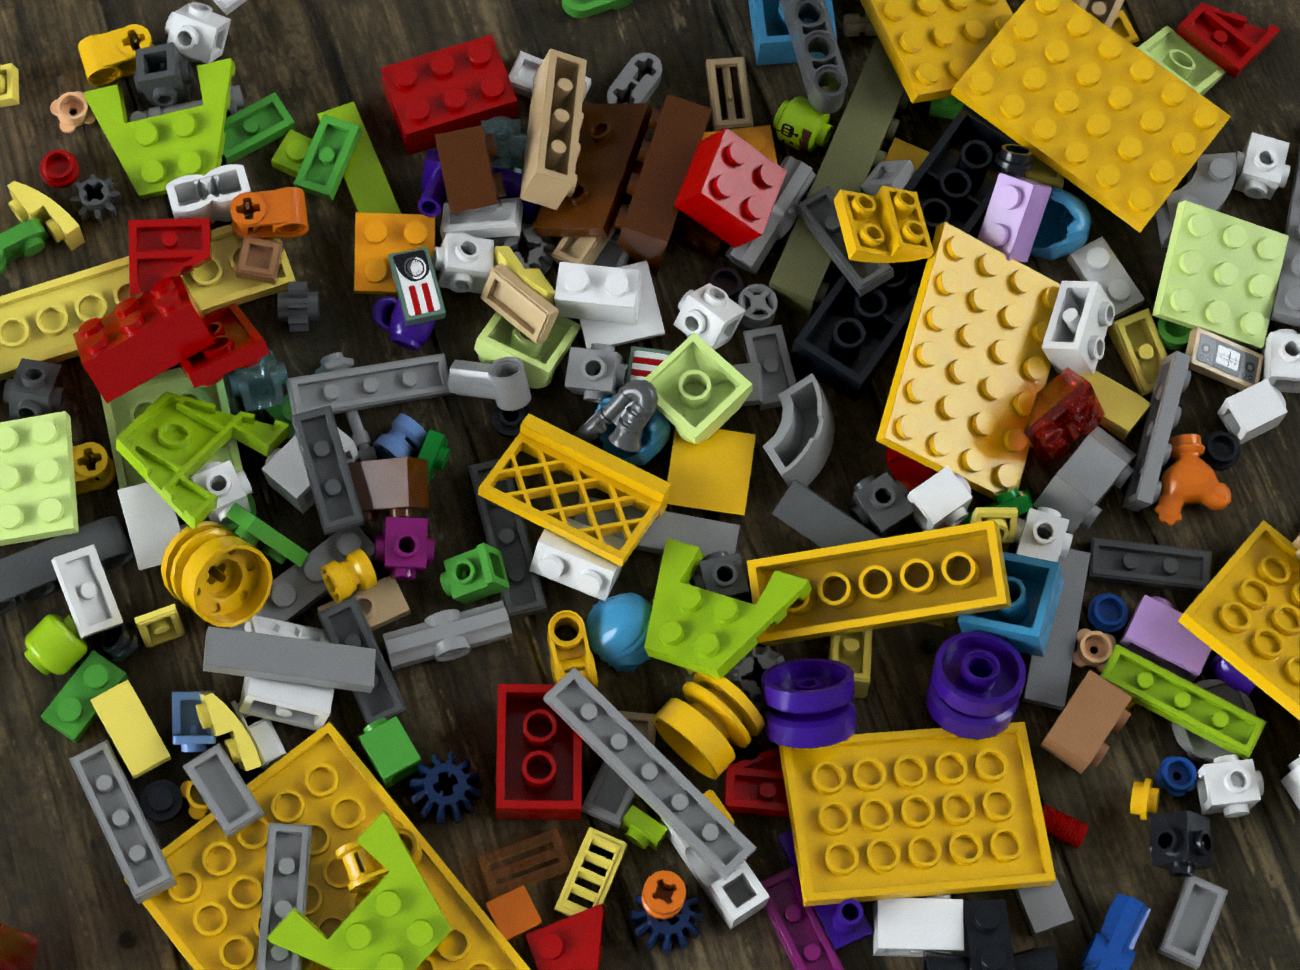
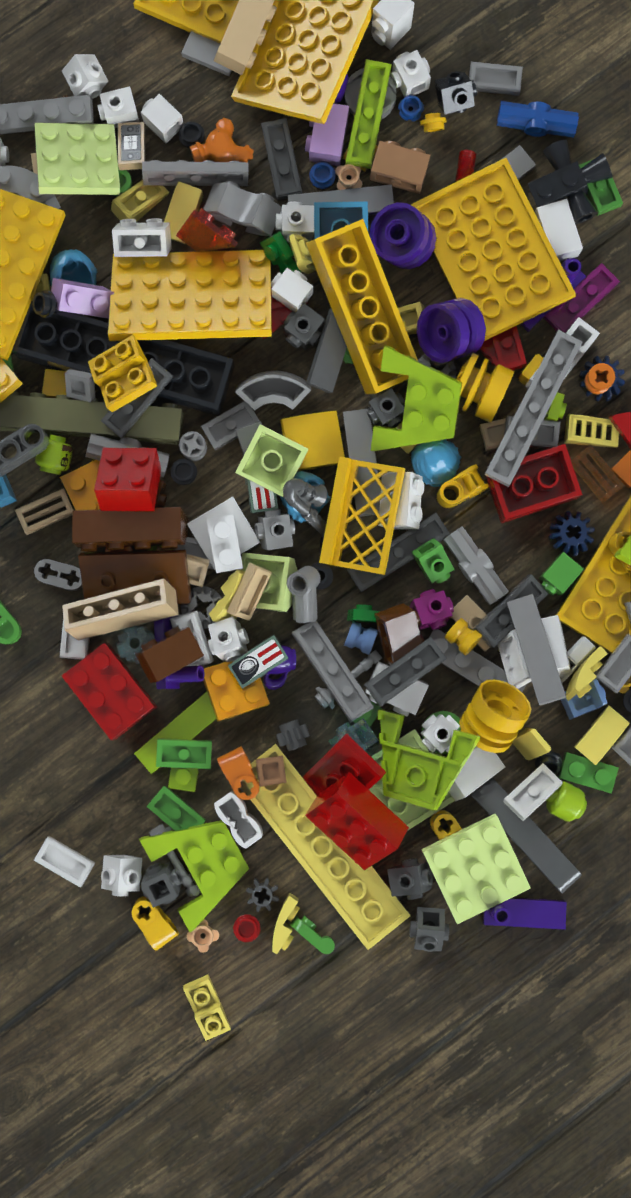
camera: 100 degrees left, 15 degrees up
(166, 250) = (287, 832): red wing -> none
(254, 529) = (457, 695): bright green plate -> none
(709, 315) = (212, 472): white brick -> none
(1099, 264) = (95, 234): white plate -> none

